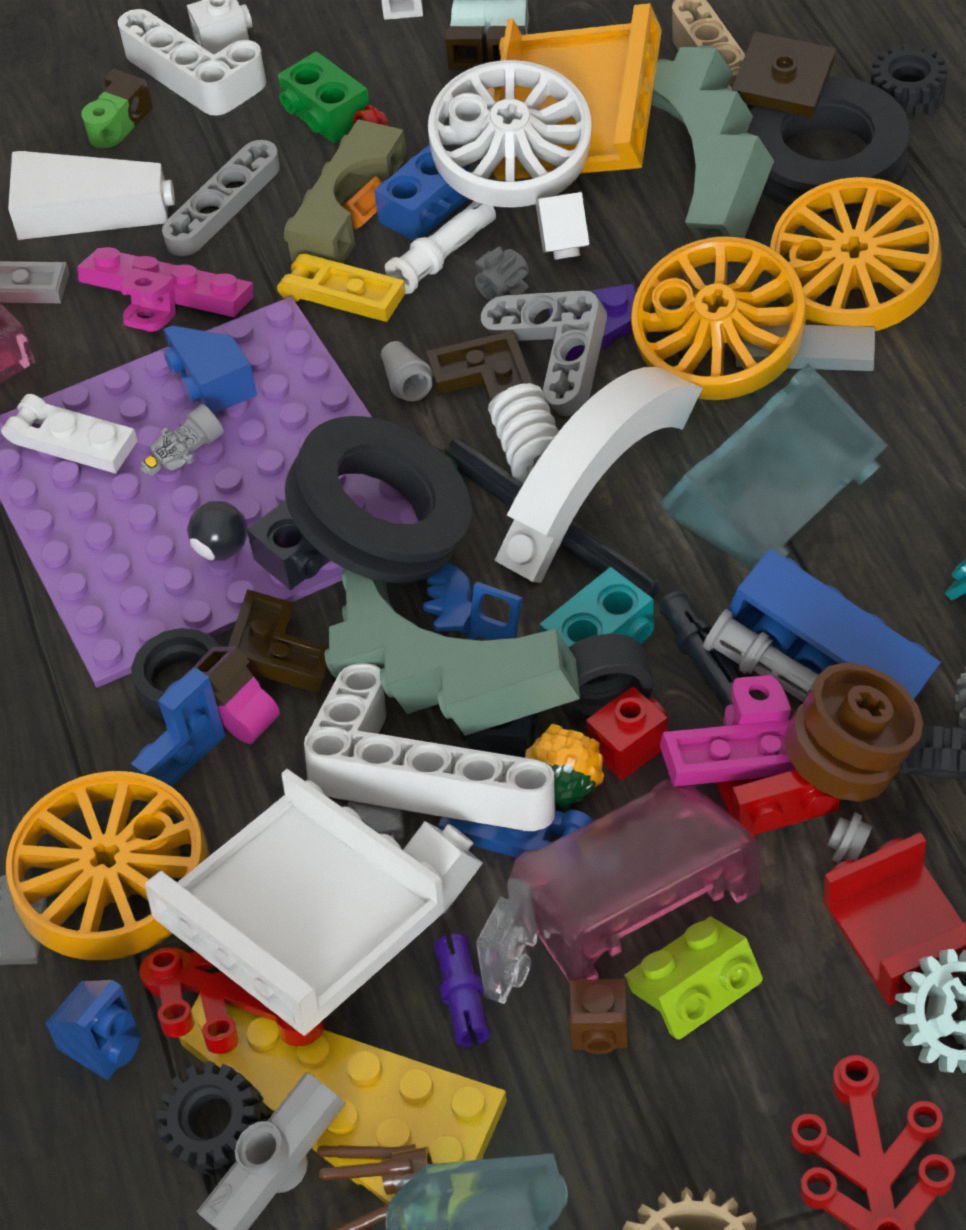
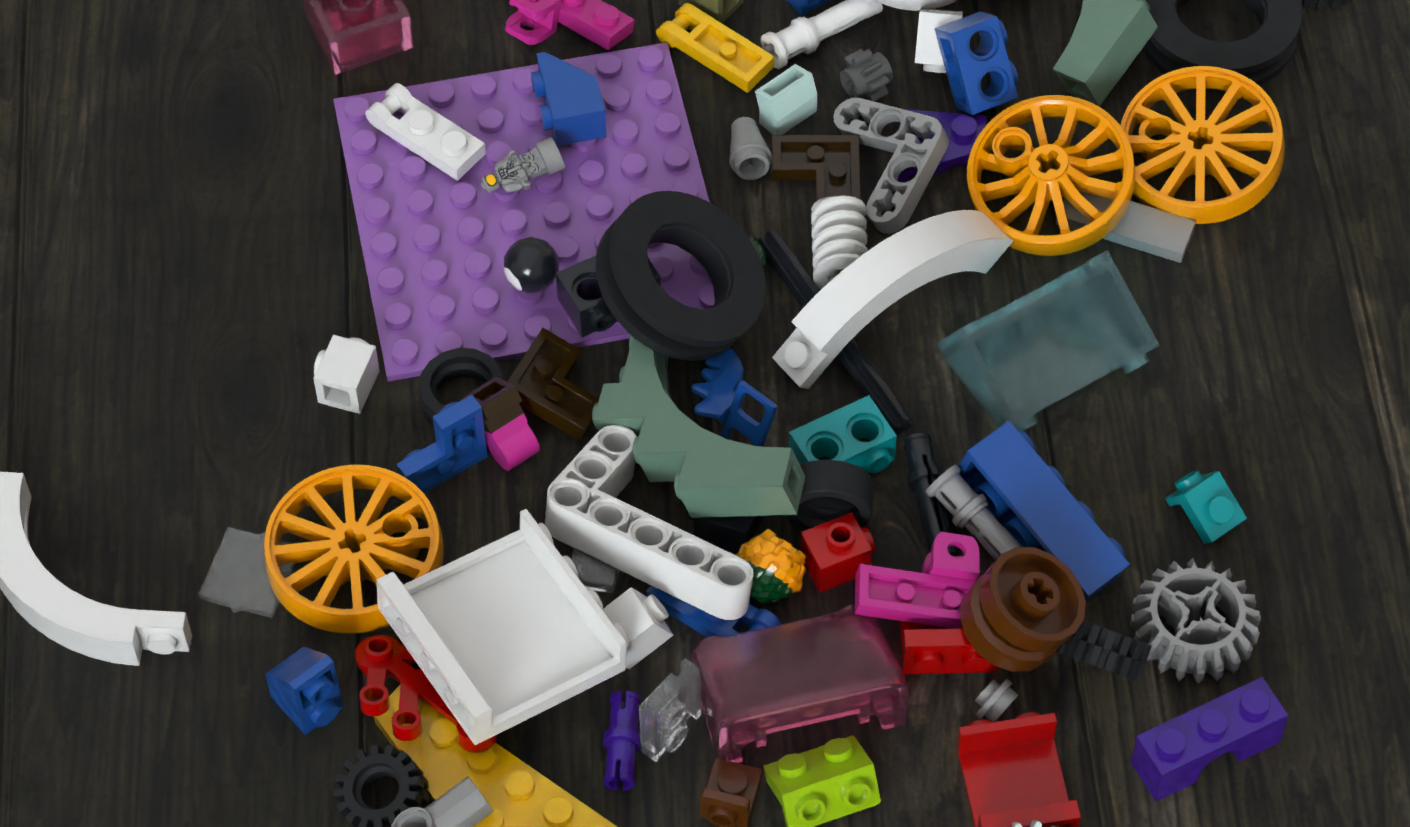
camera: 10 degrees right, 5 degrees up
(50, 689) = (345, 373): none -> white brick
(430, 316) = (787, 100): none -> light aqua piece
(601, 239) = (968, 67): none -> blue brick

